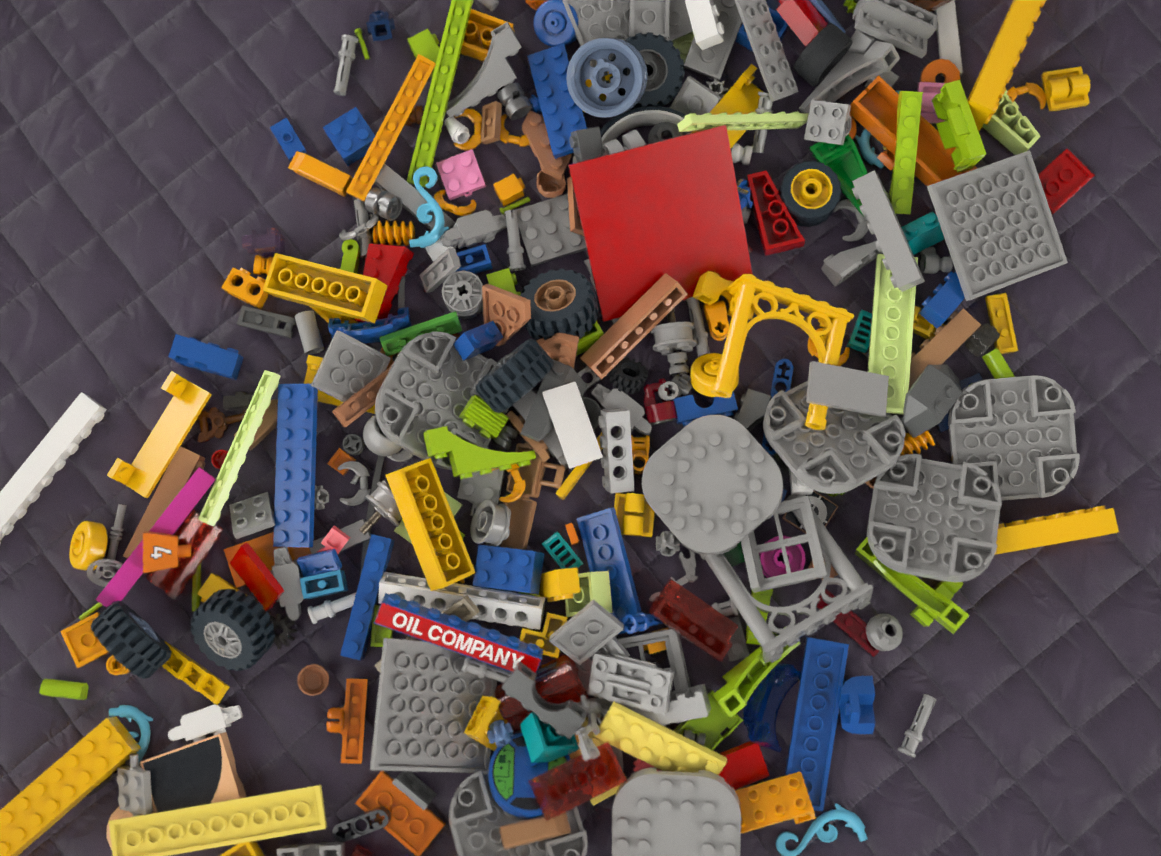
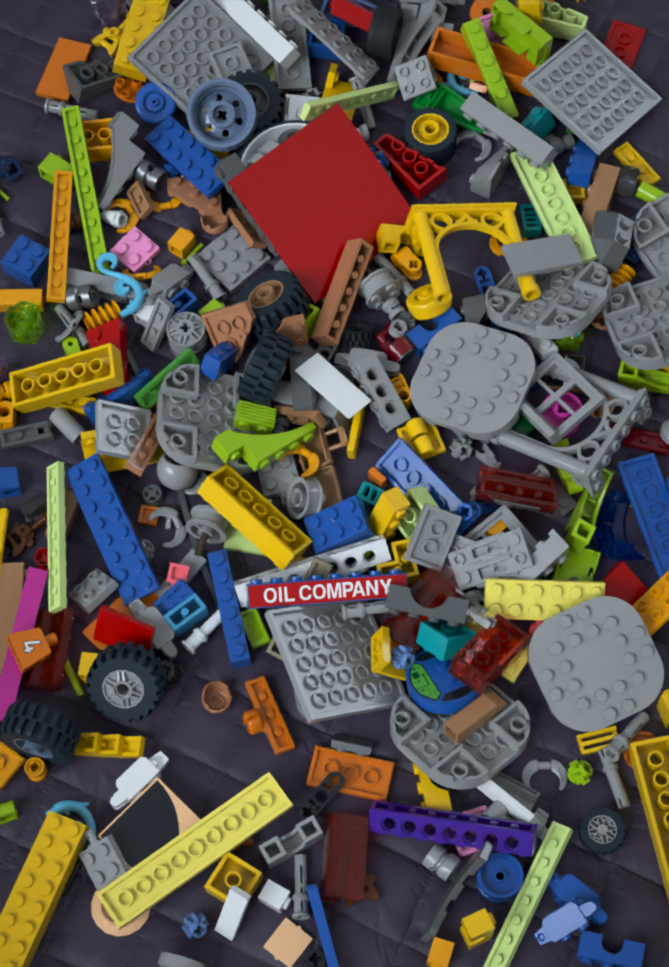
camera: 25 degrees left, 15 degrees down
(317, 203) = (24, 323): none -> clear neon green brick

